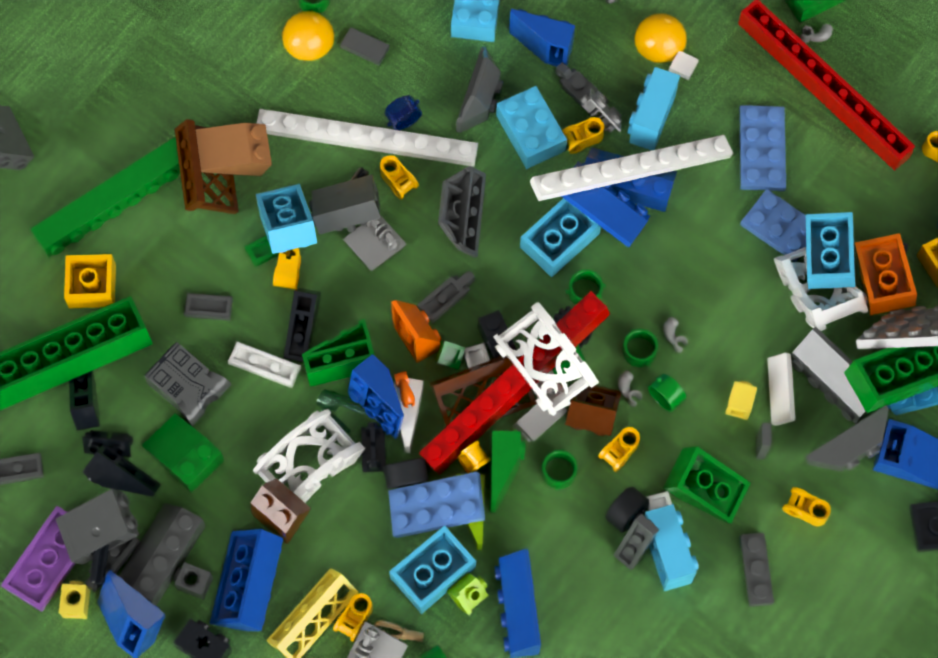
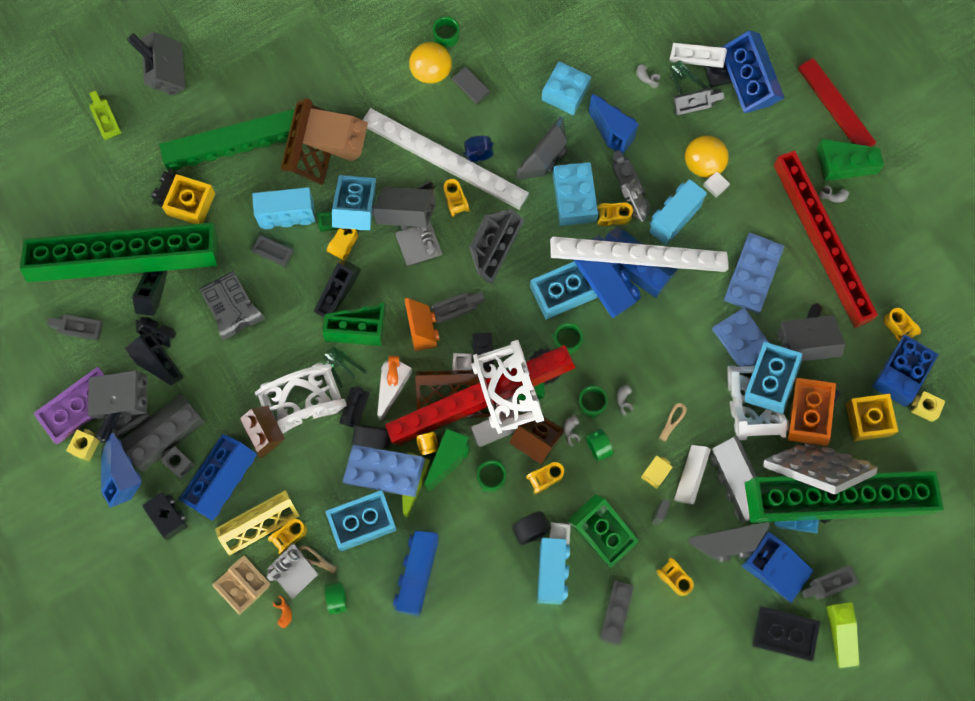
camera: 20 degrees right, 5 degrees up
(52, 286) = (160, 194): none -> black hinge
(184, 452) = (208, 359): green slope -> none
(206, 252) = (284, 208): none -> medium azure brick
(264, 364) = (297, 311): white tile -> none
(375, 392) = (369, 359): blue slope -> none
(450, 354) = (441, 354): green plate -> none
(468, 592) = (382, 548): lime brick -> none
(636, 542) = (526, 558): dark grey plate -> none
(735, 347) = (668, 426): none -> tan piece
(854, 191) = (812, 336): none -> dark grey piece

